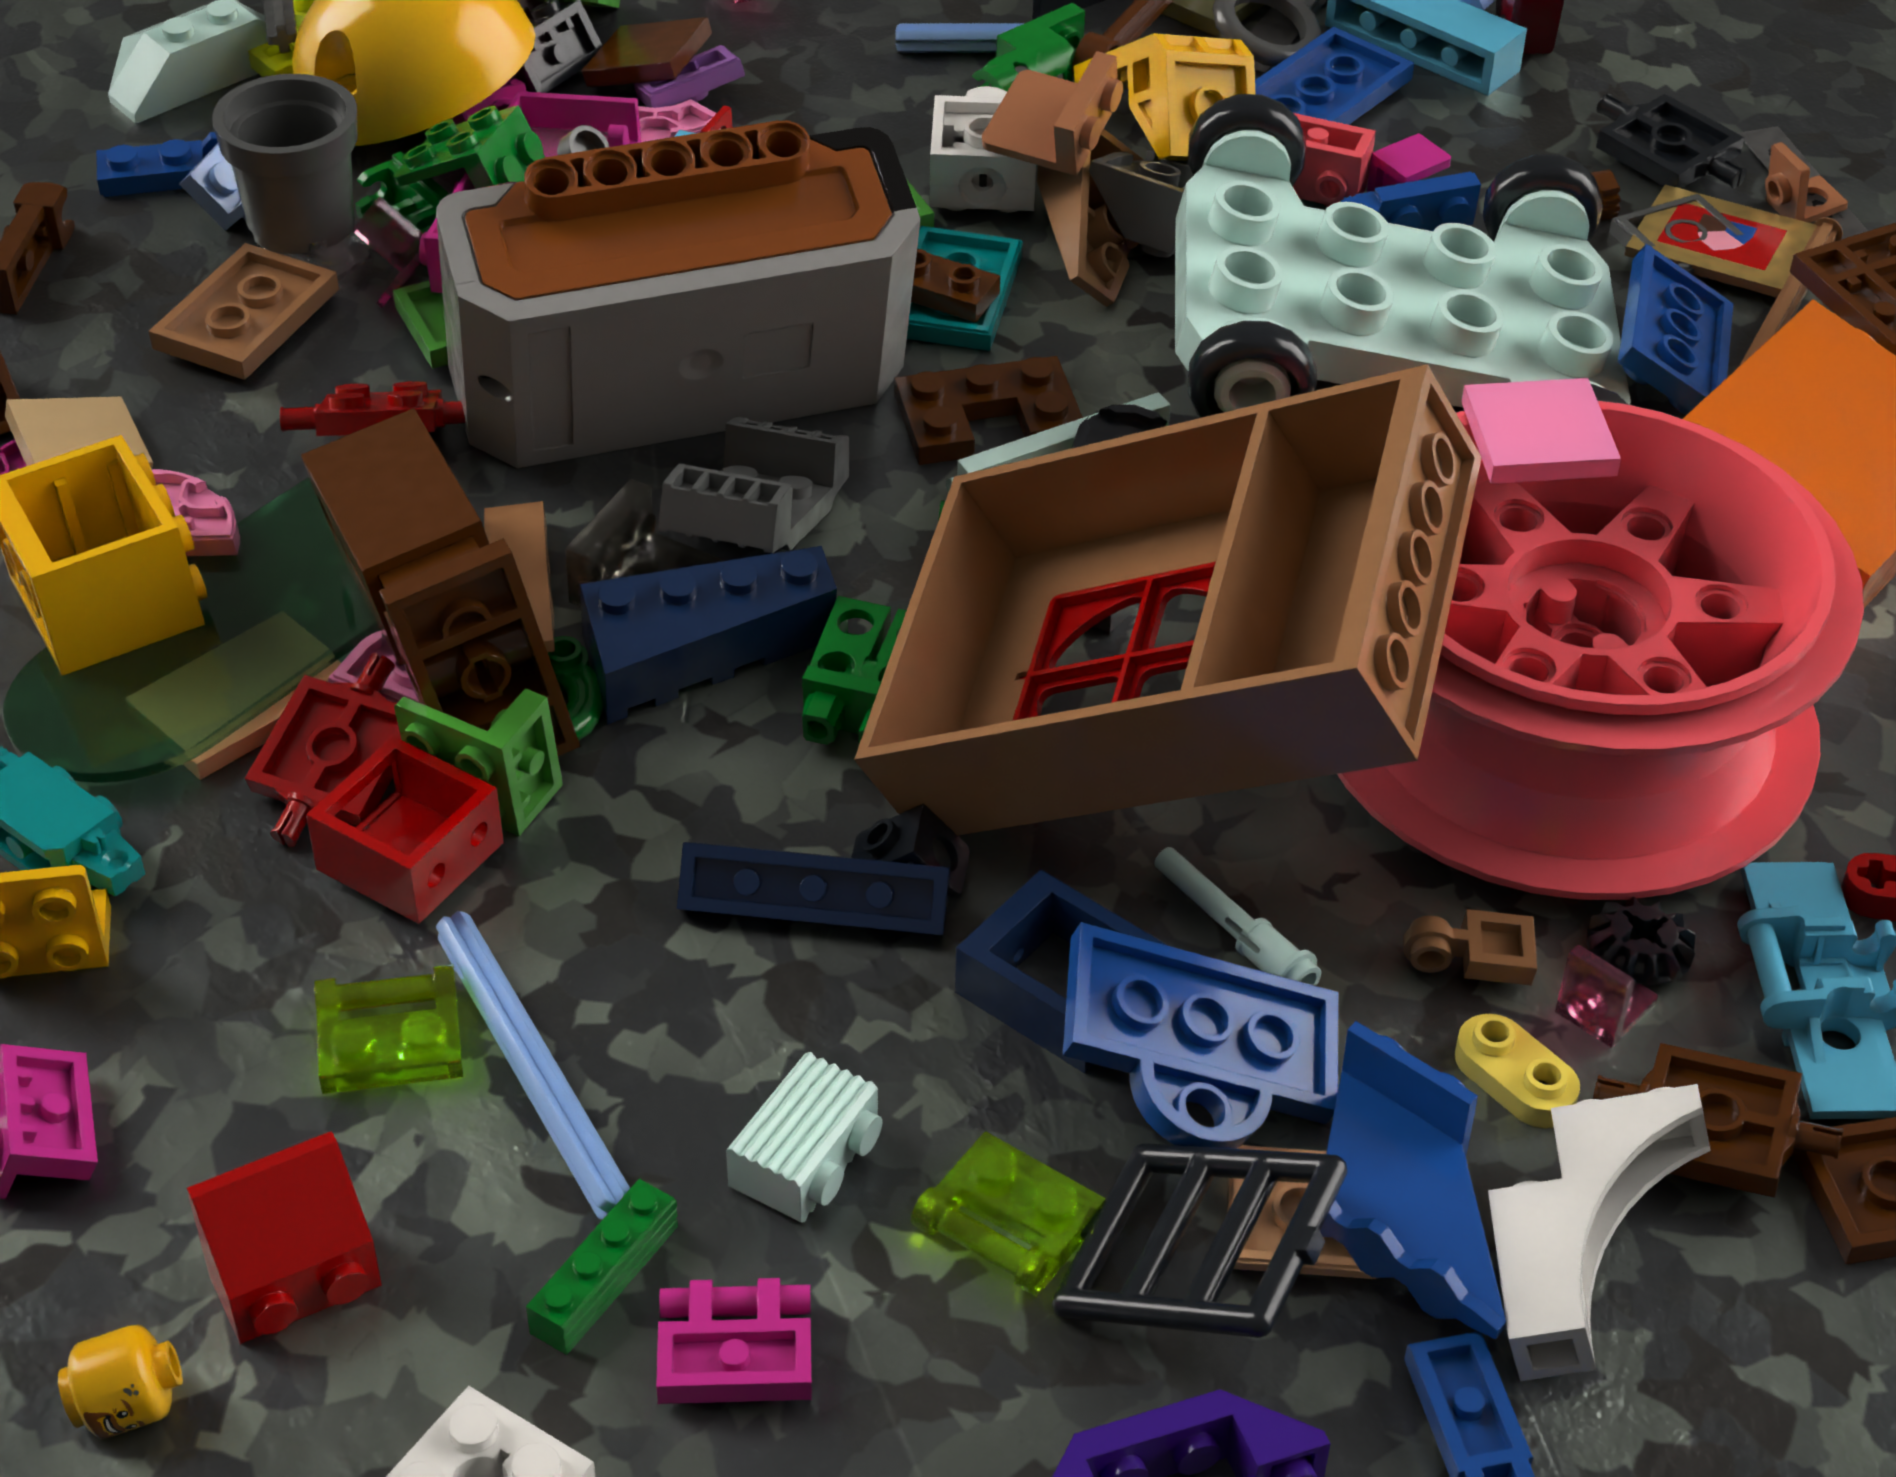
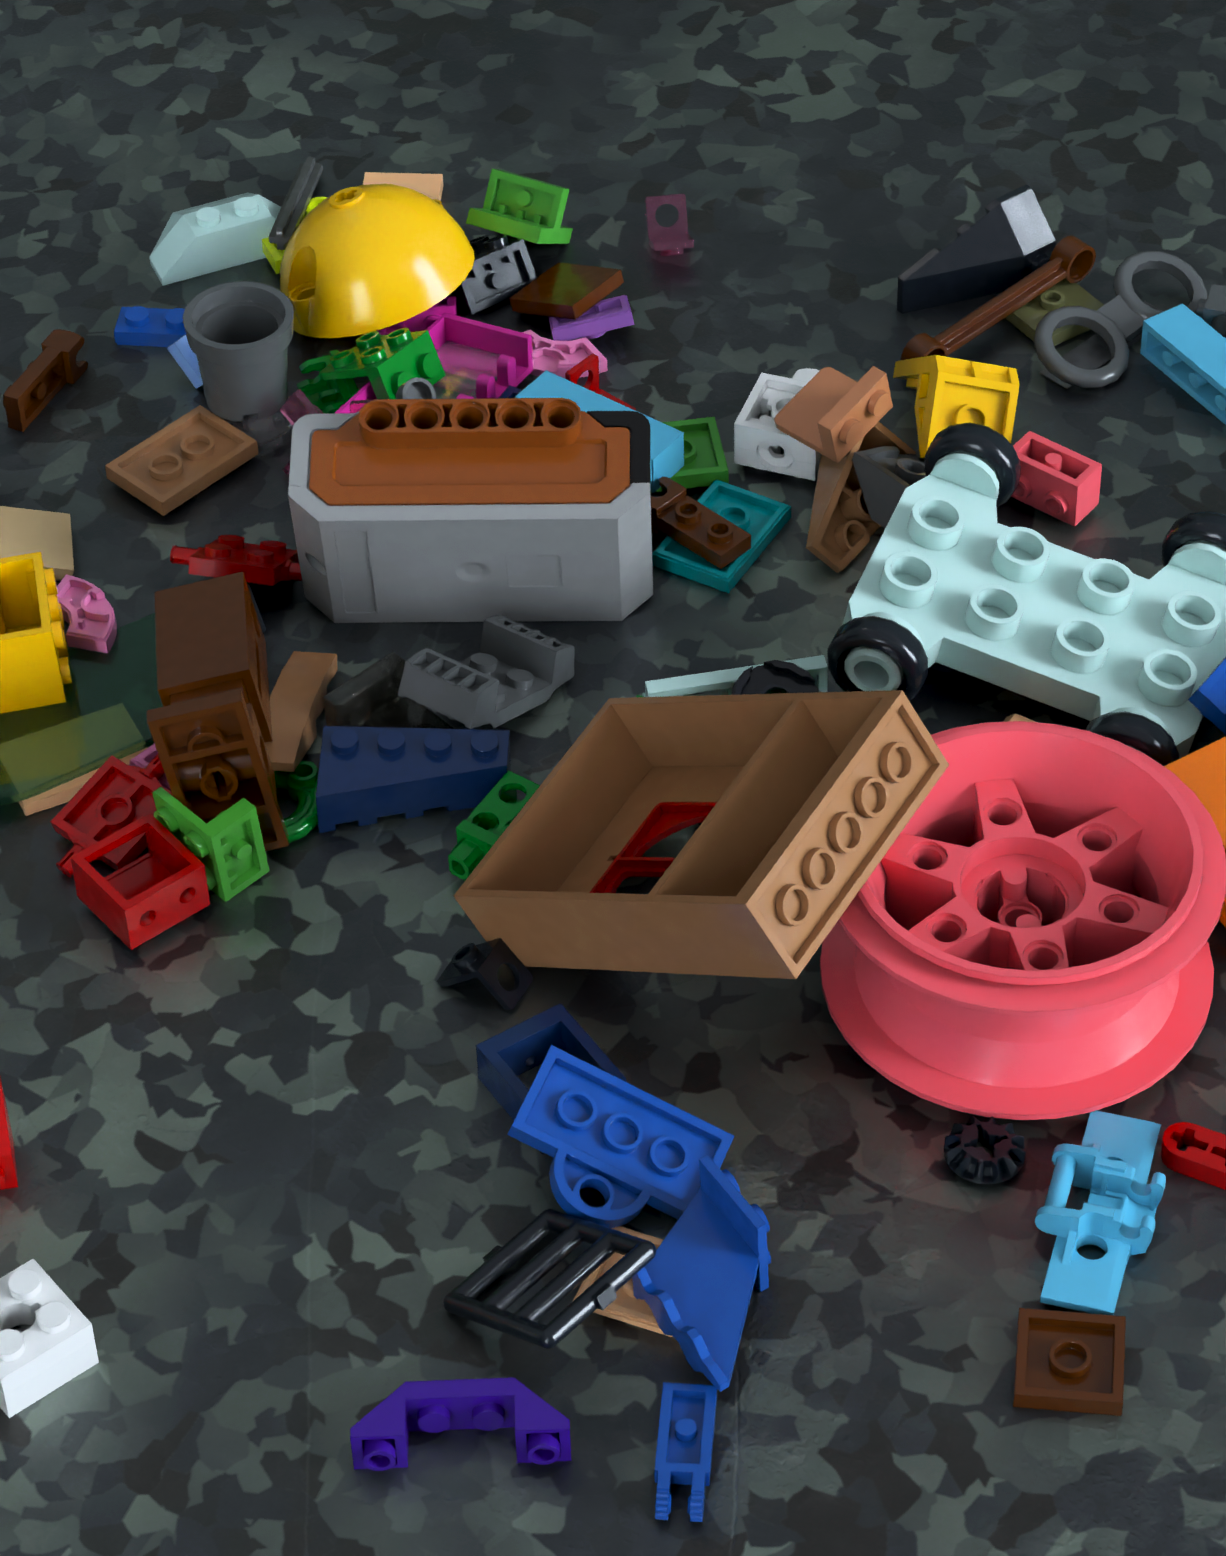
camera: 20 degrees right, 0 degrees up
(388, 1046) = (83, 1031): clear neon green plate -> none
(533, 1063) = (168, 1064): light blue axle -> none
(602, 1266) = (159, 1206): green piece -> none
(734, 1358) = (219, 1285): dark pink plate -> none
(804, 1138) = (323, 1152): light aqua brick -> none
(813, 888) = (405, 982): dark blue plate -> none
(942, 403) = (666, 628): reddish brown plate -> none
(949, 37) = (832, 318): light blue axle -> none
(1017, 1197) = (451, 1224): clear neon green plate -> none
(1039, 46) = (873, 342): green plate -> none
(1254, 938) = (702, 1085): light aqua pin -> none
(1335, 77) = (1101, 410): blue plate -> none
(1406, 162) = (1123, 495): dark pink panel -> none
(1425, 202) = (1112, 532): blue hinge -> none
(1491, 944) = (867, 1130): medium nougat plate -> none
(1508, 1066) = (841, 1216): light yellow plate -> none
(1540, 430) = (1024, 750): bright pink tile -> none
(1558, 1229) = (801, 1334): white arch -> none
(1598, 997) = (920, 1180): clear pink bracket -> none
(1747, 1116) = (964, 1285): reddish brown plate -> none

